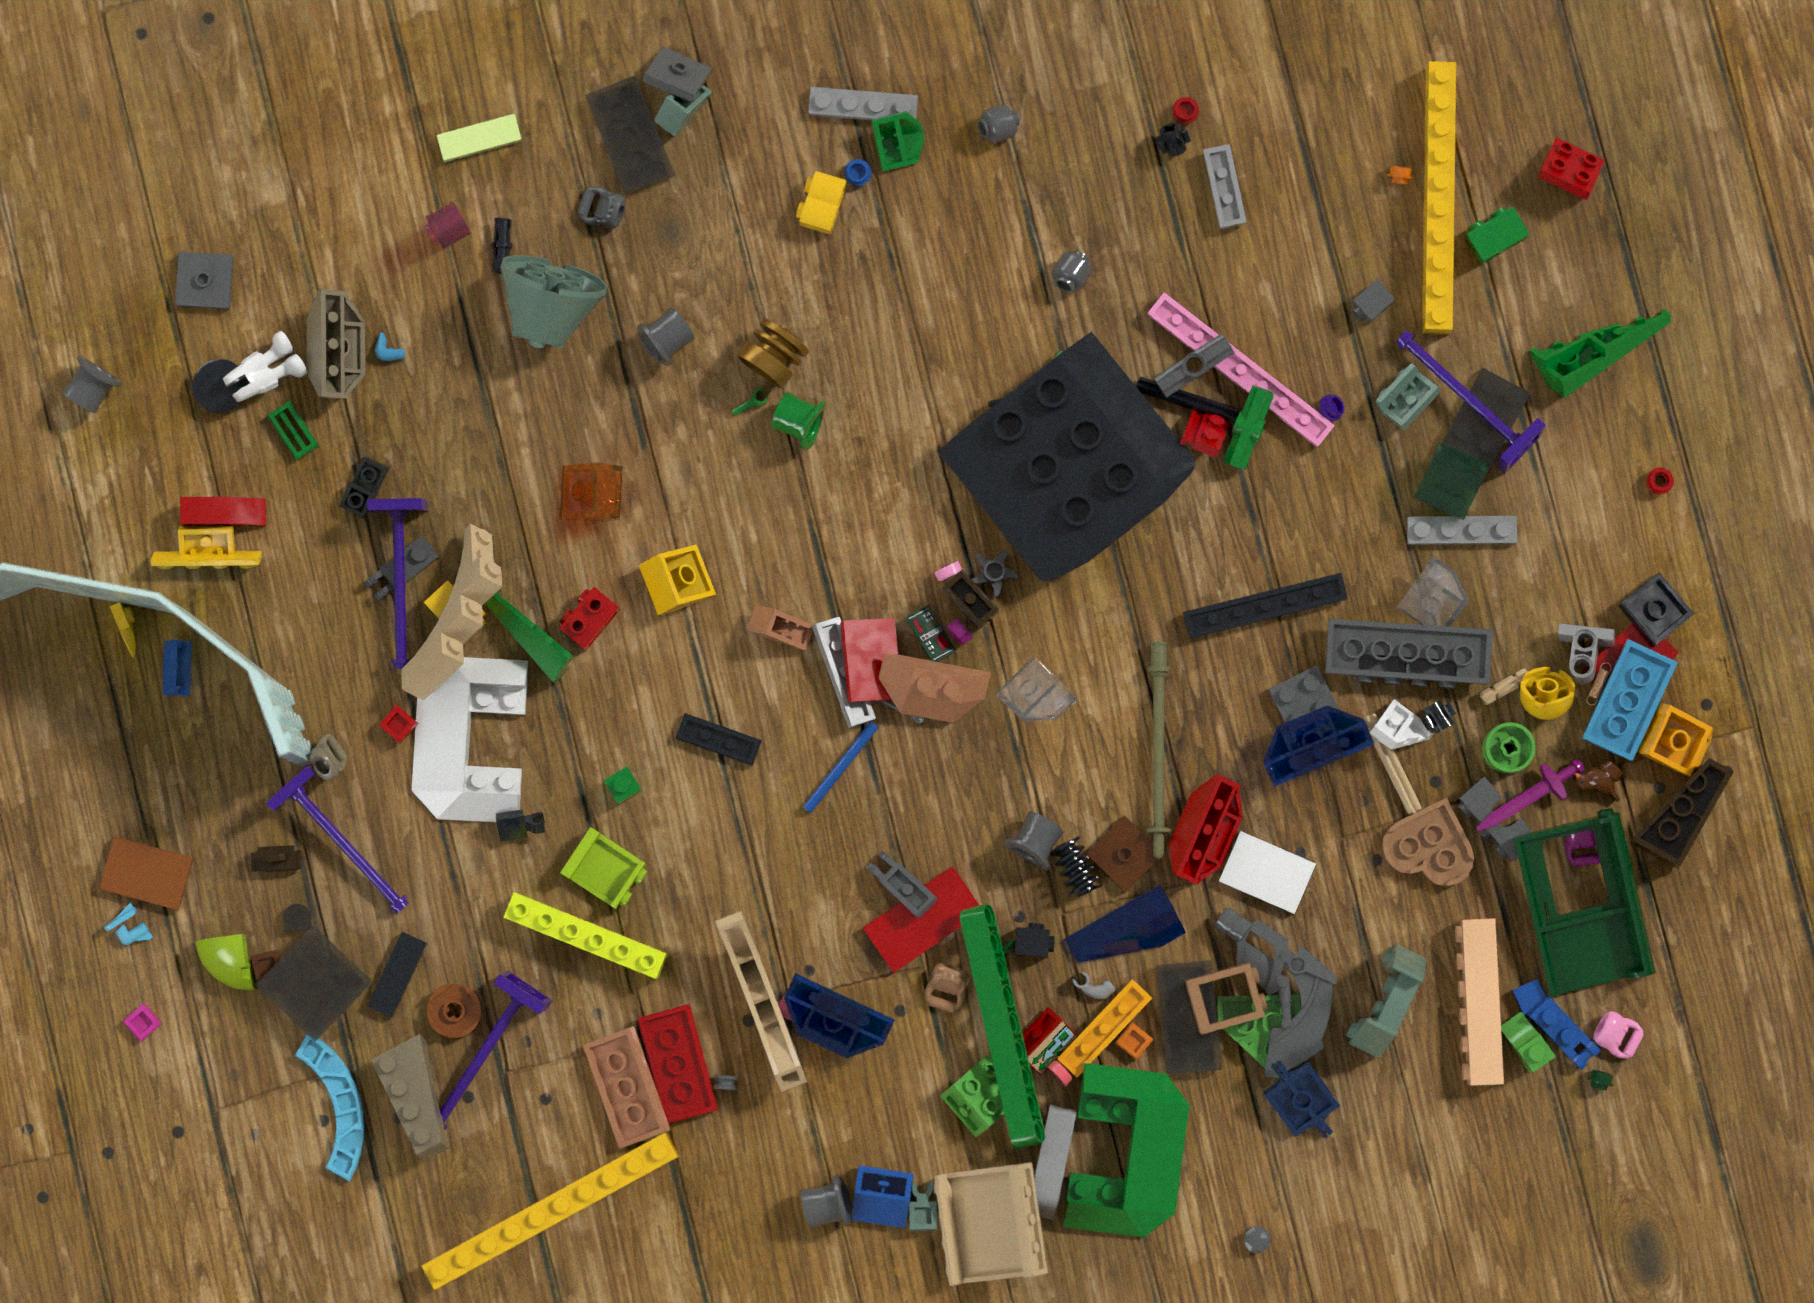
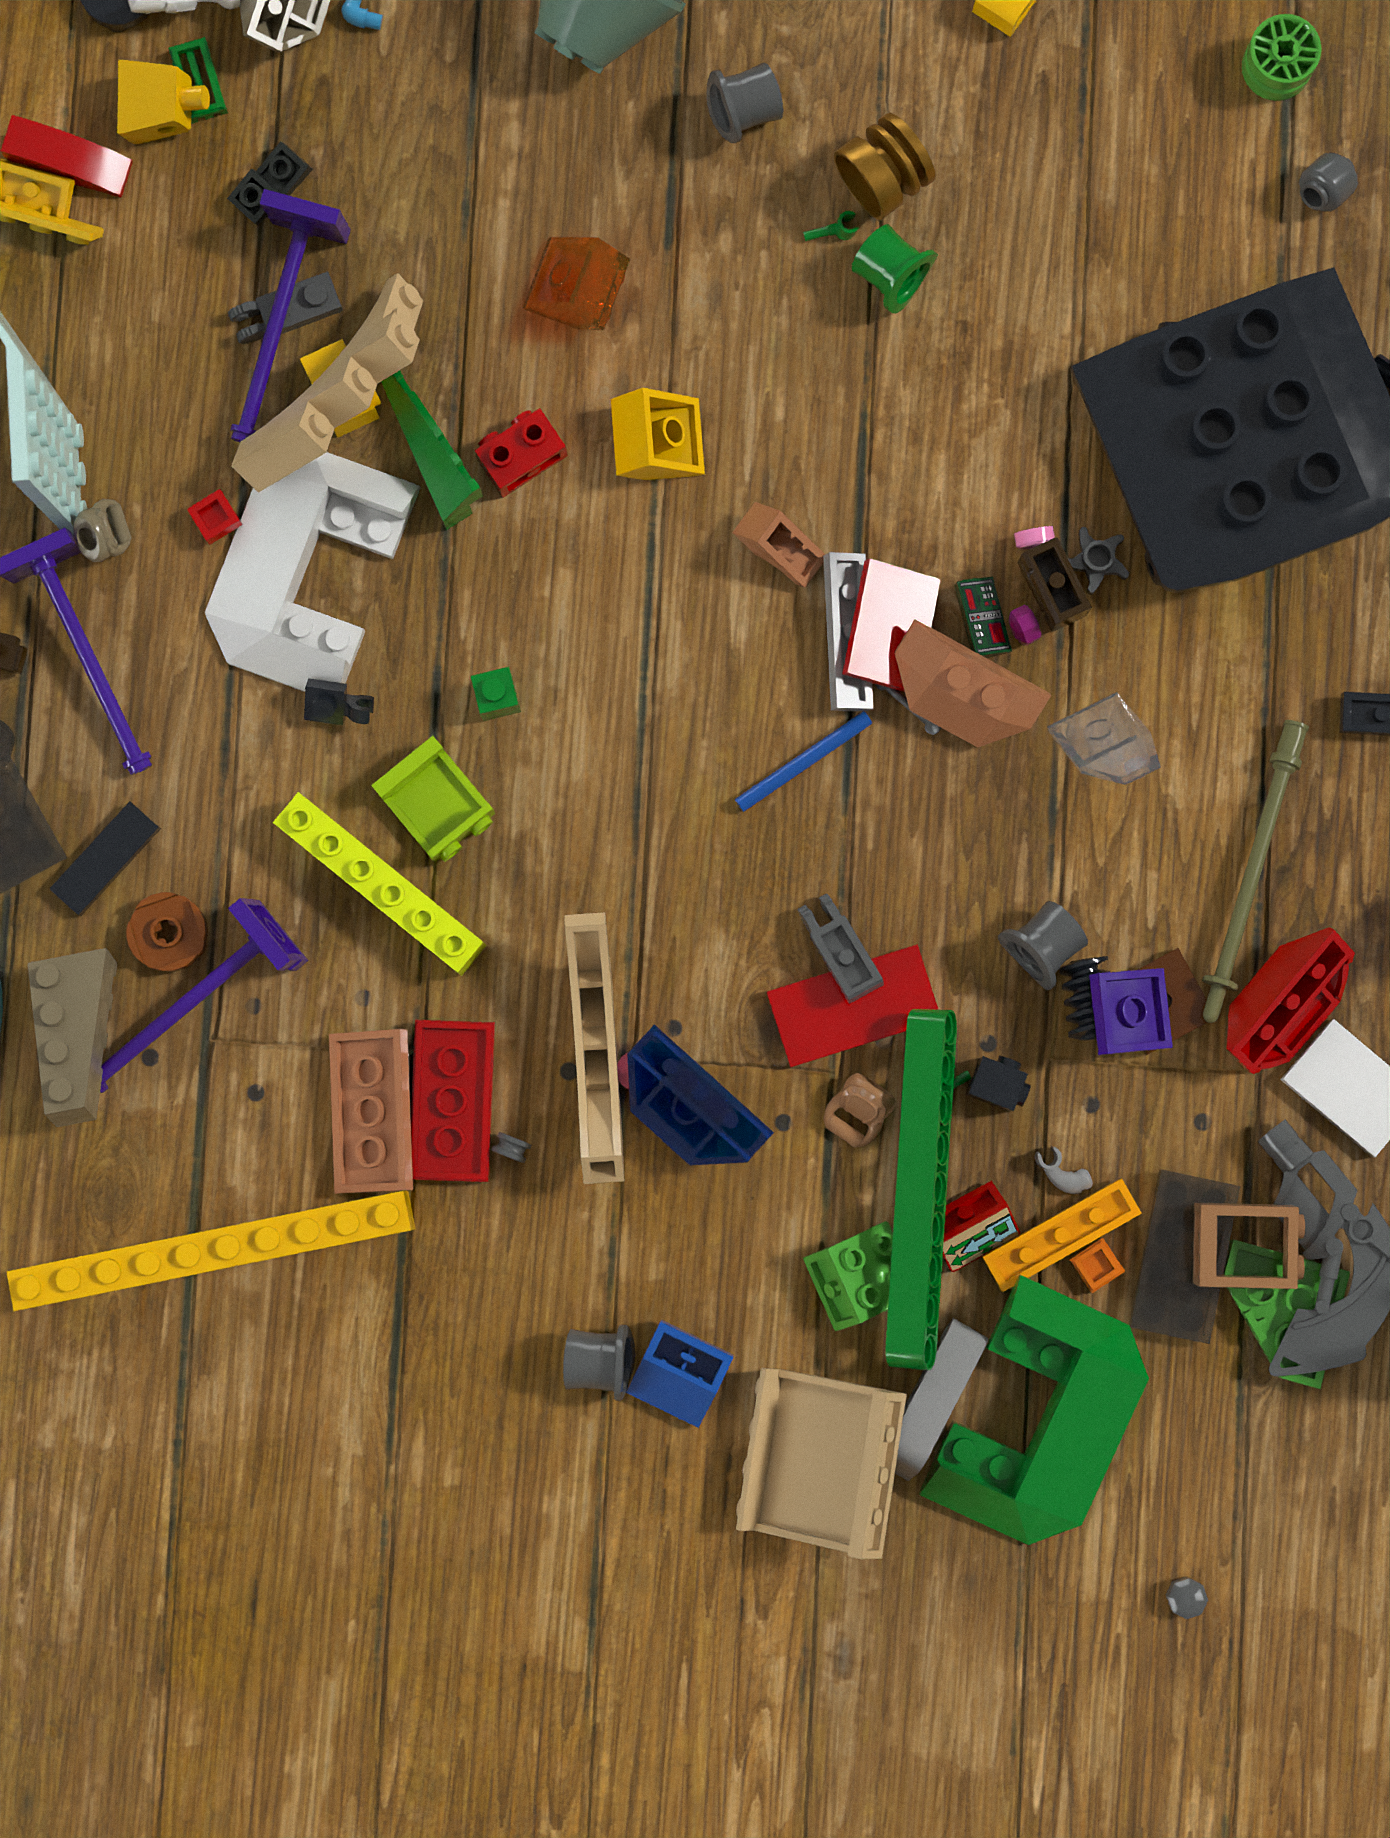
camera: 15 degrees right, 0 degrees up
(271, 456) = (156, 101): none -> yellow torso
(718, 739) = (647, 672): black tile -> none
(922, 1213) = (728, 1413): sand green plate -> none
(1009, 184) = (1281, 57): none -> bright green wheel
(1059, 1073) = (980, 1278): coral tile -> none
(1104, 868) = (1130, 1011): none -> dark purple plate
(1134, 927) = (1146, 1106): clear blue wedge -> none
(1301, 1099) = (1311, 1420): dark blue plate -> none

